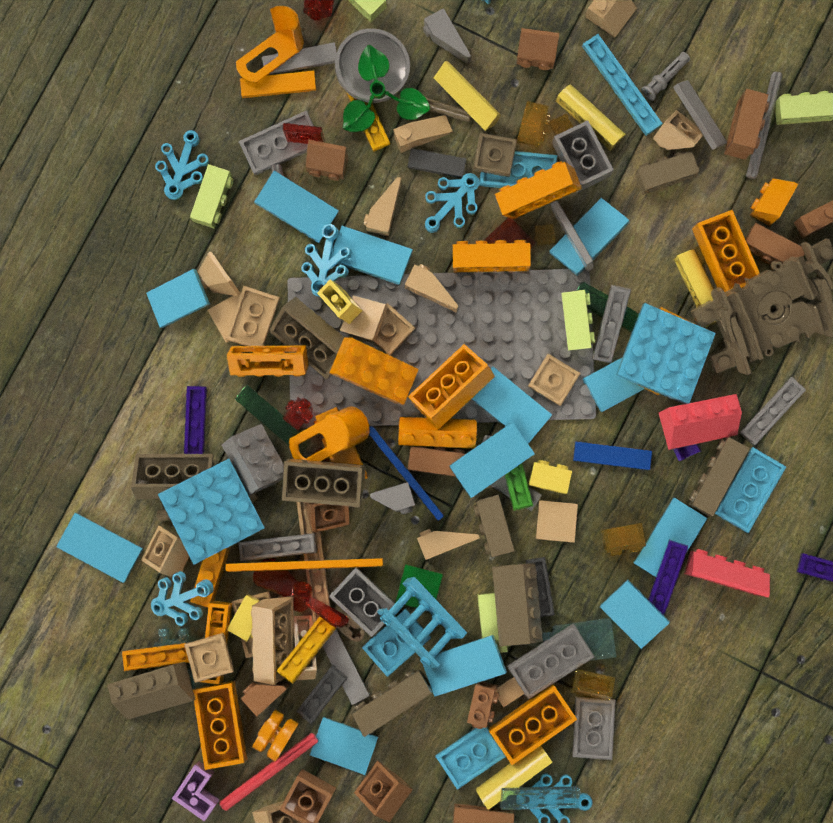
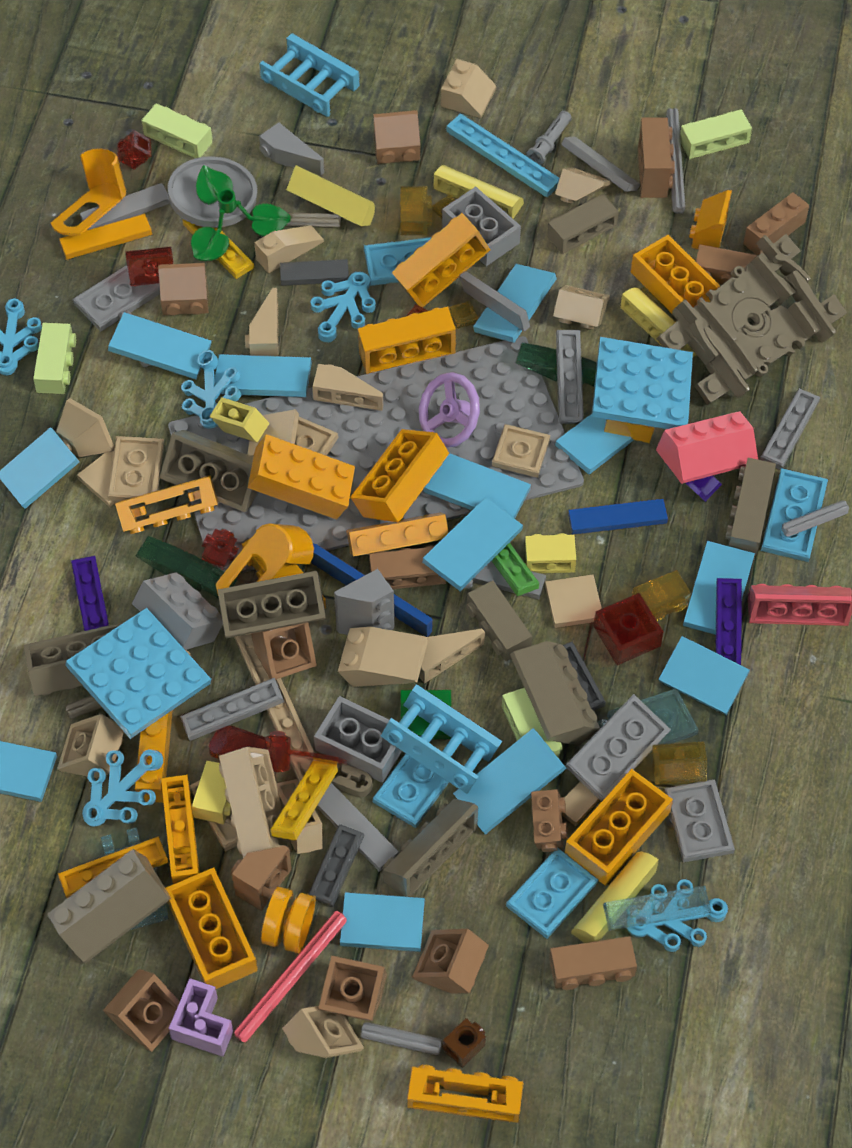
camera: 20 degrees left, 25 degrees down
(161, 769) = (143, 1009): none -> medium nougat slope
(209, 657) = (177, 841): tan tile -> none
(304, 564) = (270, 714): light orange tile -> none
(397, 540) = (381, 657): none -> tan slope
(494, 155) = (379, 247): dark tan tile -> none
(508, 335) = (451, 409): none -> lavender piece
(577, 320) = (528, 378): yellowish green brick -> none
(589, 562) = (628, 629): none -> clear red brick
(642, 253) = (580, 306): none -> tan slope
(765, 502) = (815, 518): none -> light grey axle

